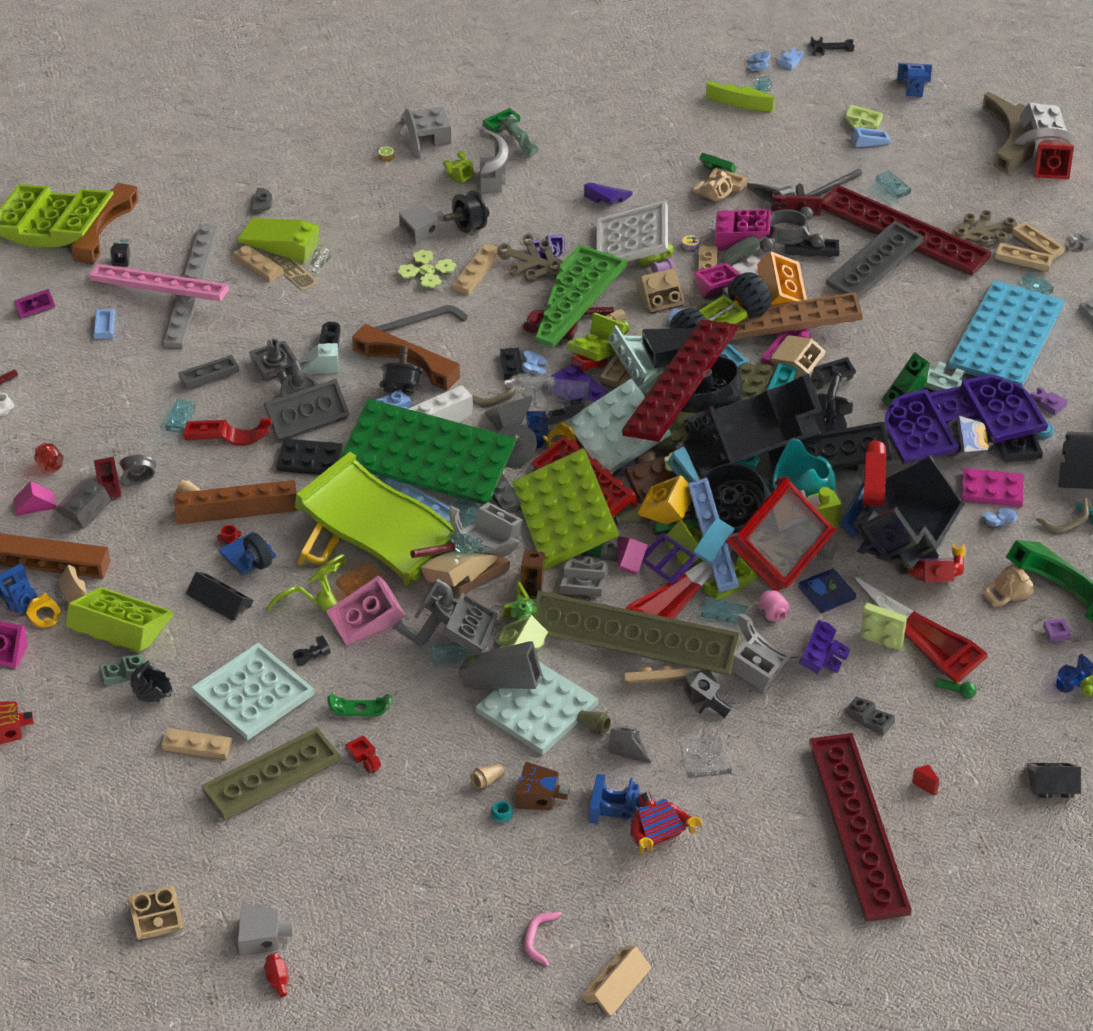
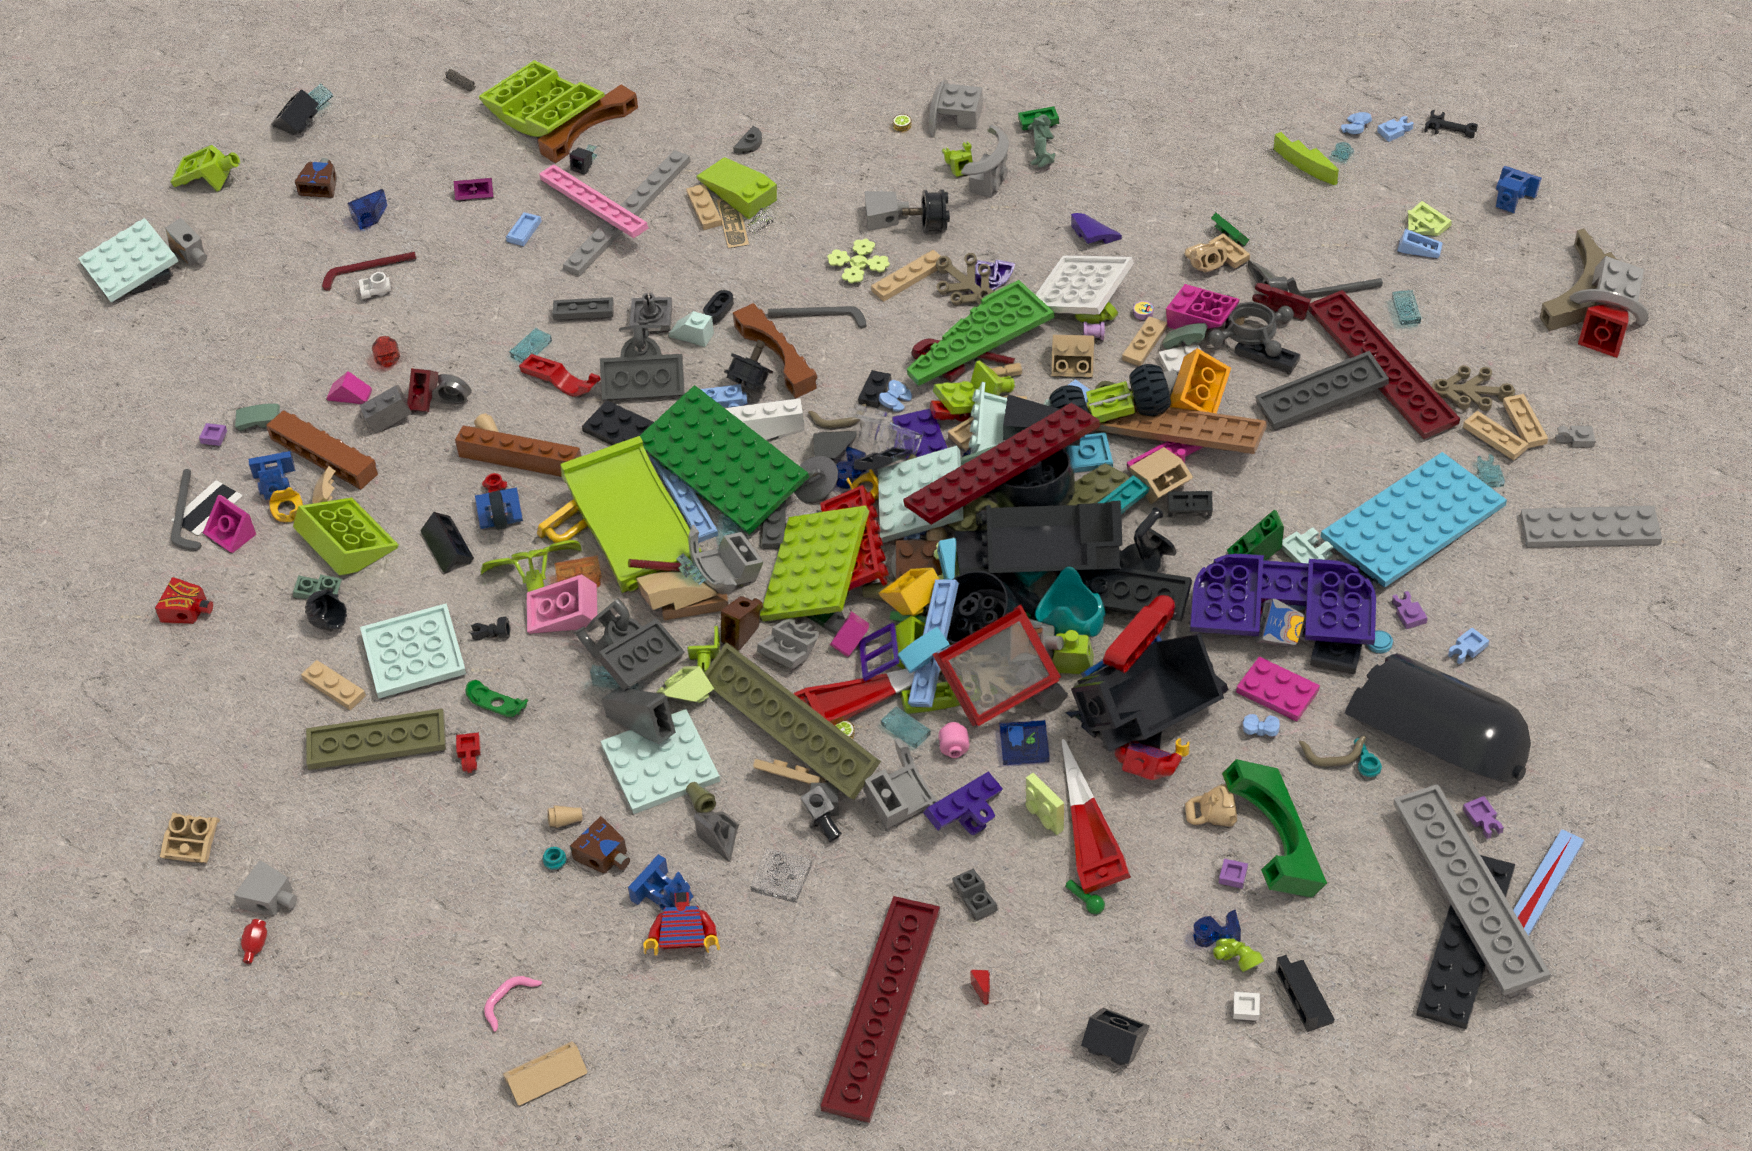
camera: 30 degrees right, 5 degrees up
(522, 608) = (703, 656): bright green plant -> none
(714, 279) = (1133, 356): dark pink slope -> none

